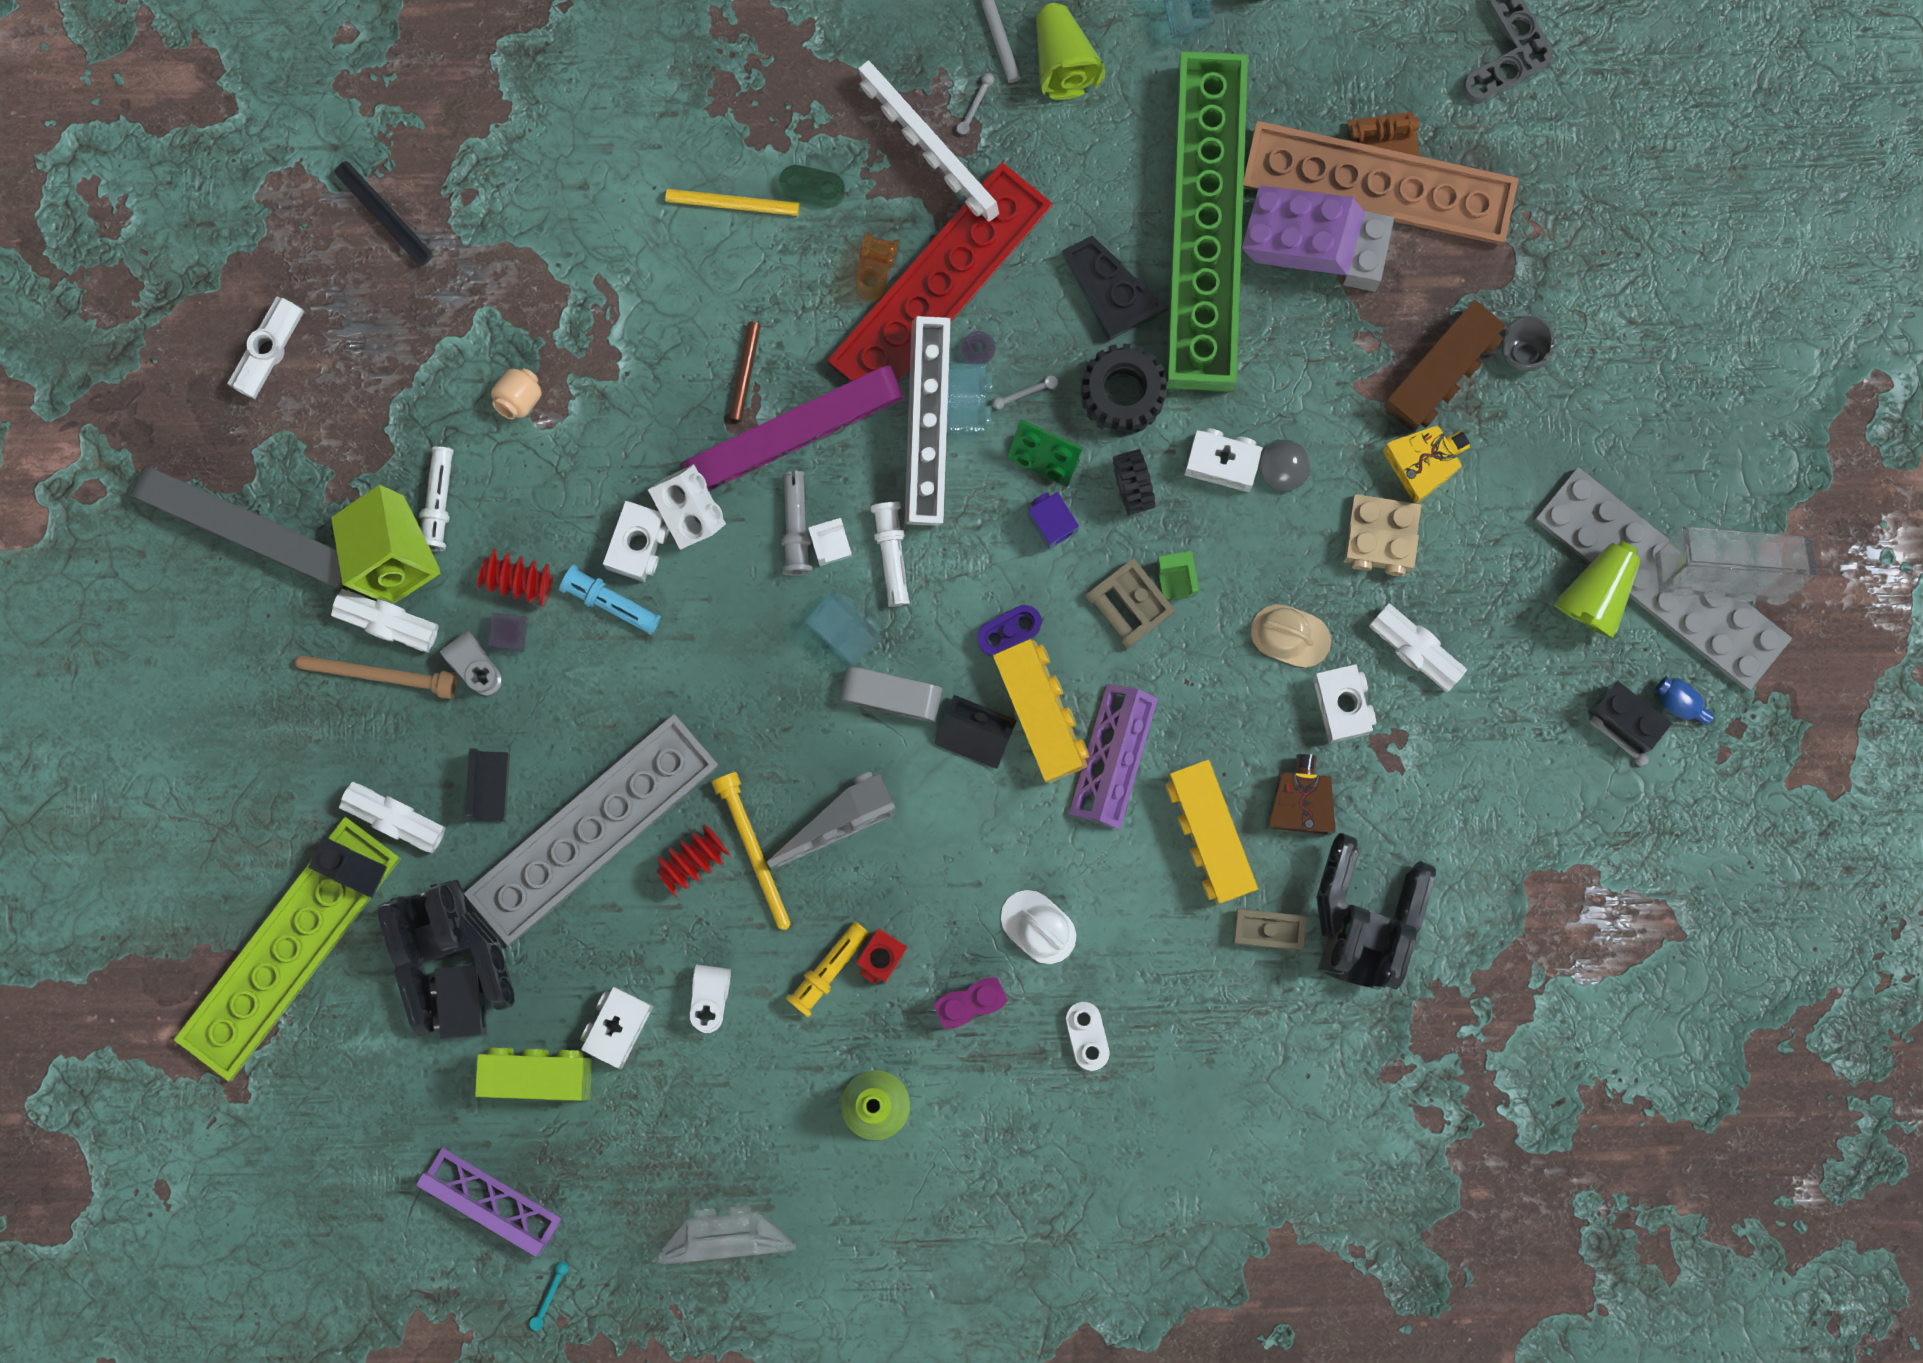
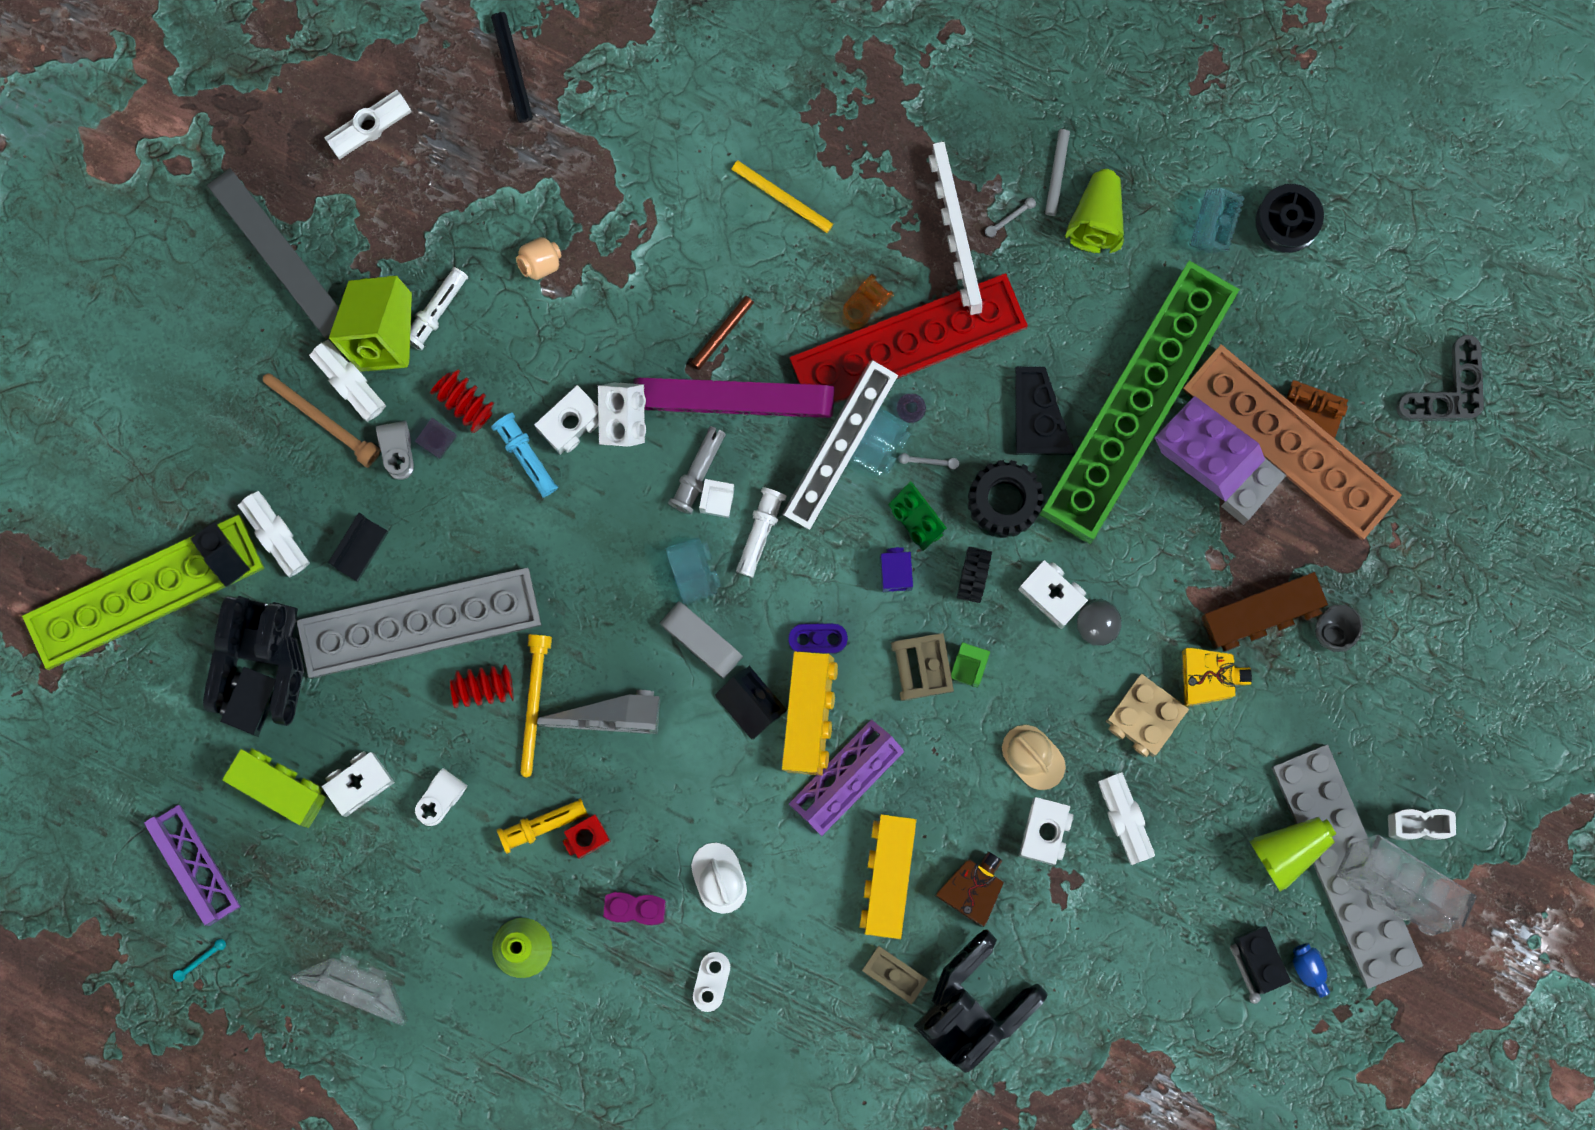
camera: 25 degrees right, 0 degrees up
(810, 188) = (849, 215): clear green plate -> none
(1714, 497) = (1416, 824): none -> white brick

